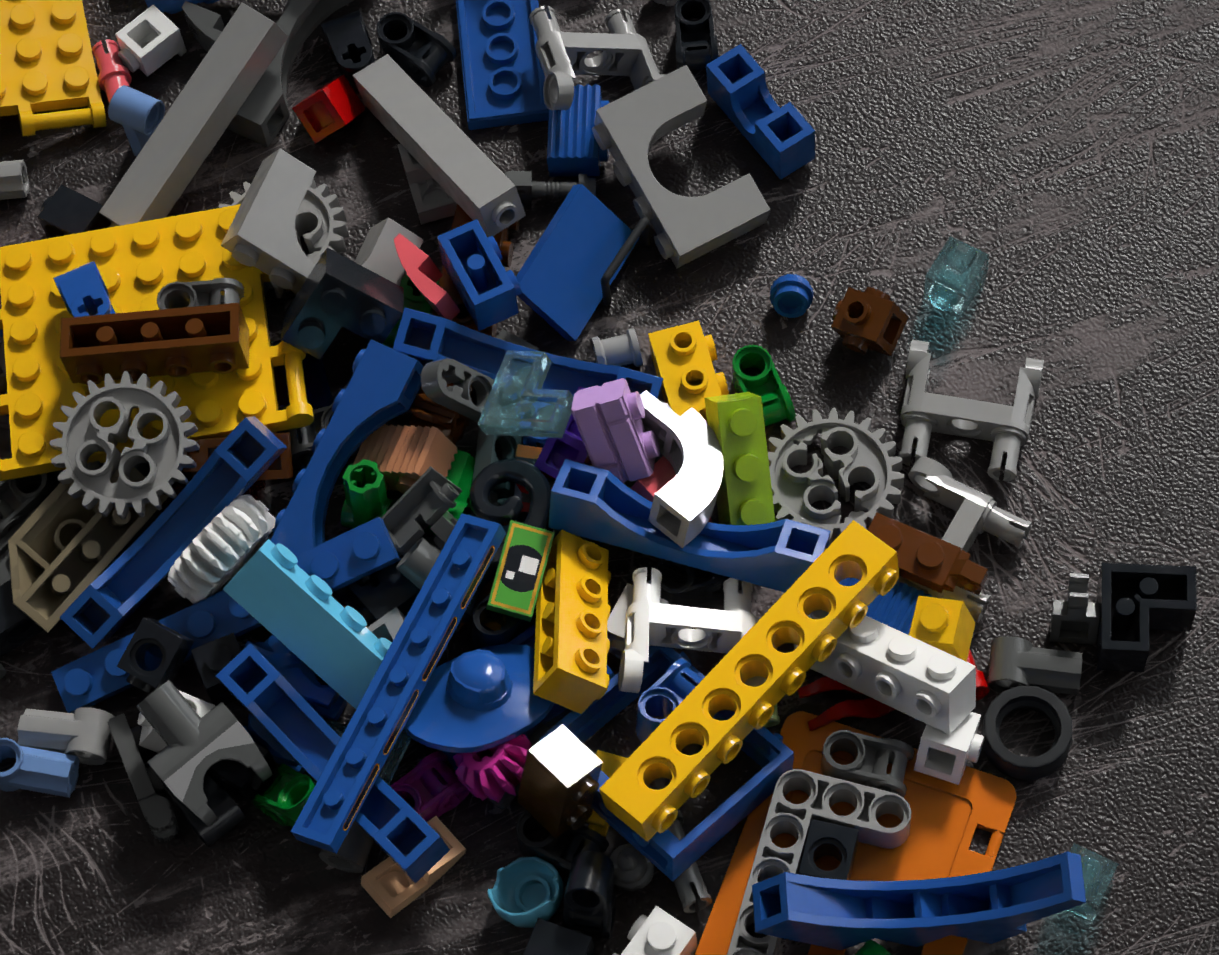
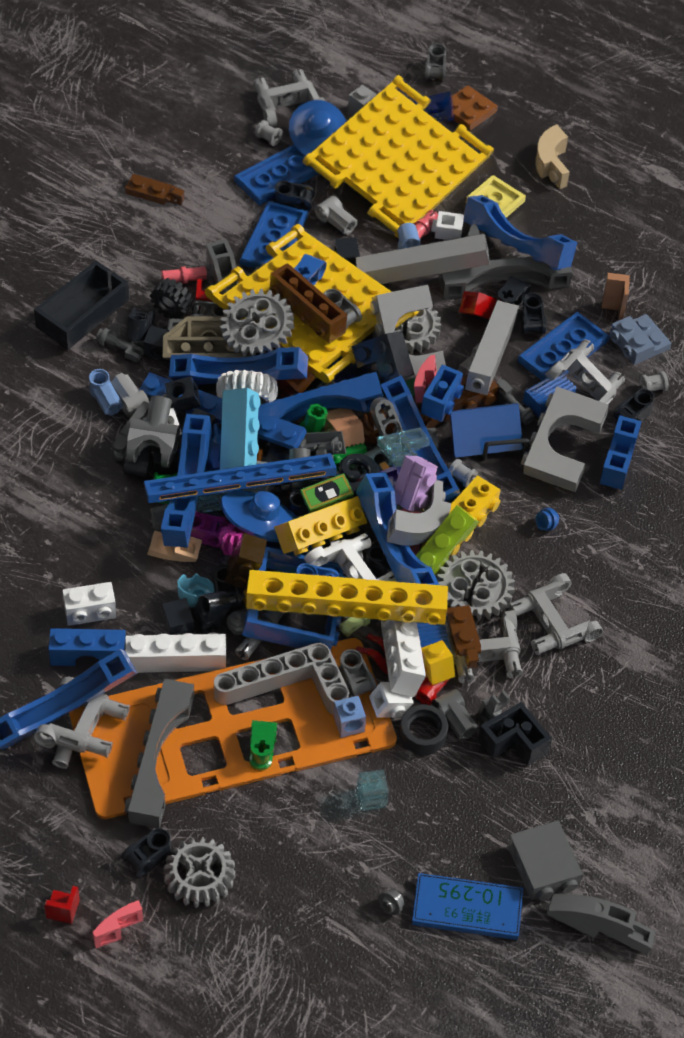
camera: 40 degrees right, 10 degrees down
(775, 396) = (490, 537): green piece -> none
(829, 840) = (301, 678): black brick -> none
(868, 321) = (559, 552): reddish brown brick -> none
(917, 911) = (279, 704): blue arch -> none
(935, 824) = (349, 716): none -> medium blue brick
(955, 276) = (612, 572): clear light blue brick -> none

